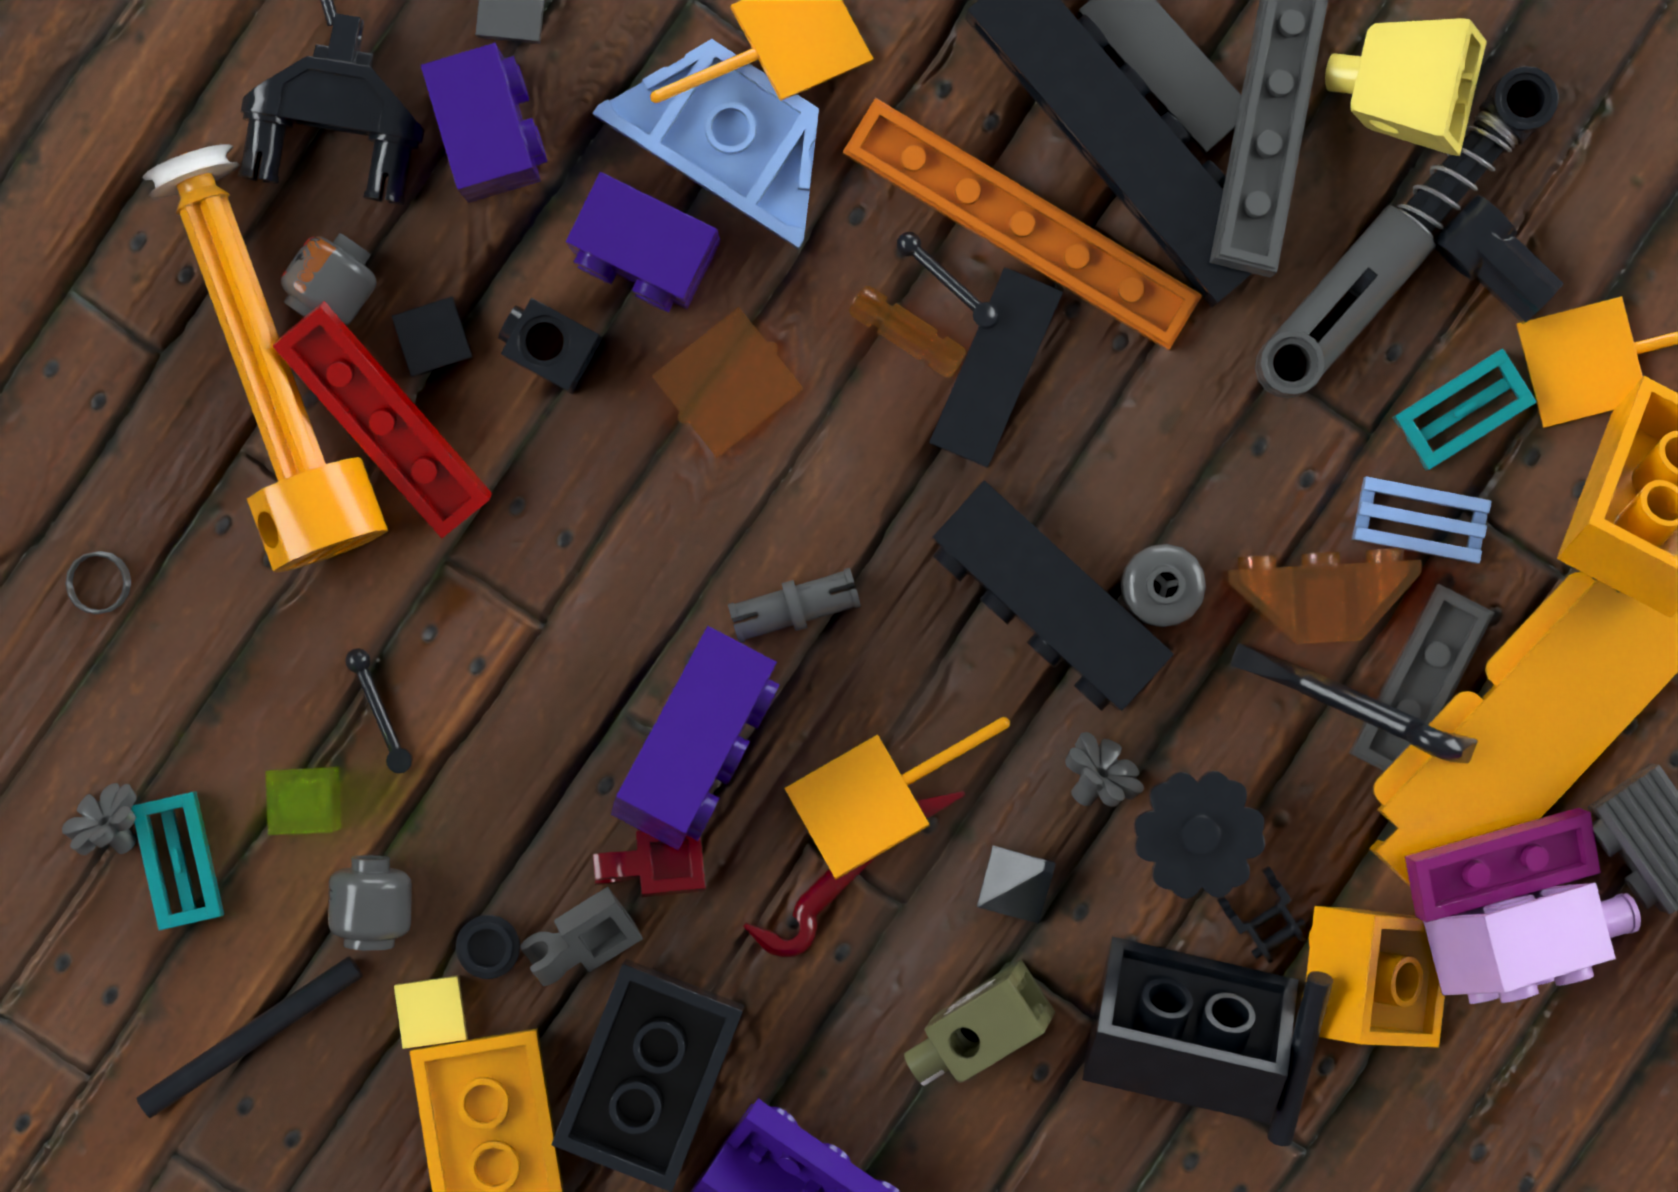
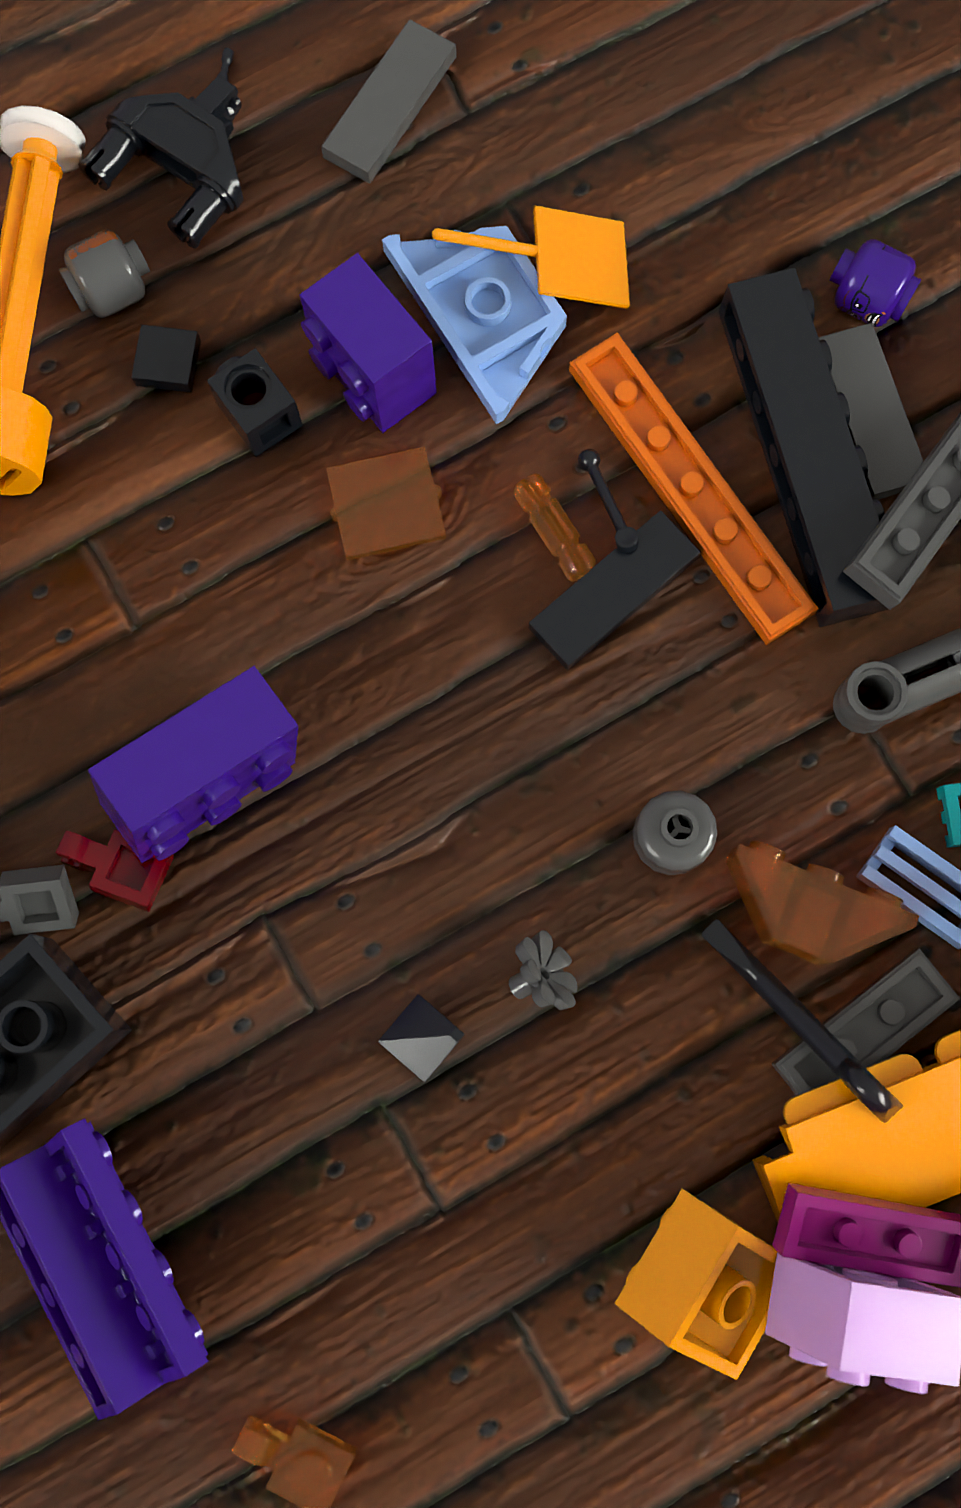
camera: 25 degrees right, 10 degrees down
(382, 419) = (85, 392): red plate -> none
(481, 122) = (287, 196): dark purple brick -> none
(794, 605) = (348, 705): dark grey pin -> none
(823, 893) = (278, 954): dark red piece -> none
(864, 803) = (325, 901): light orange piece -> none
(1001, 1011) = (326, 1153): olive torso -> none
(1051, 597) = (571, 797): black brick -> none
(1191, 1030) = (516, 1253): black slope -> none
(1199, 834) = (606, 1070): black plant -> none
(1280, 937) = (631, 1203): black piece -> none
(1301, 1057) = (605, 1328): black bar -> none

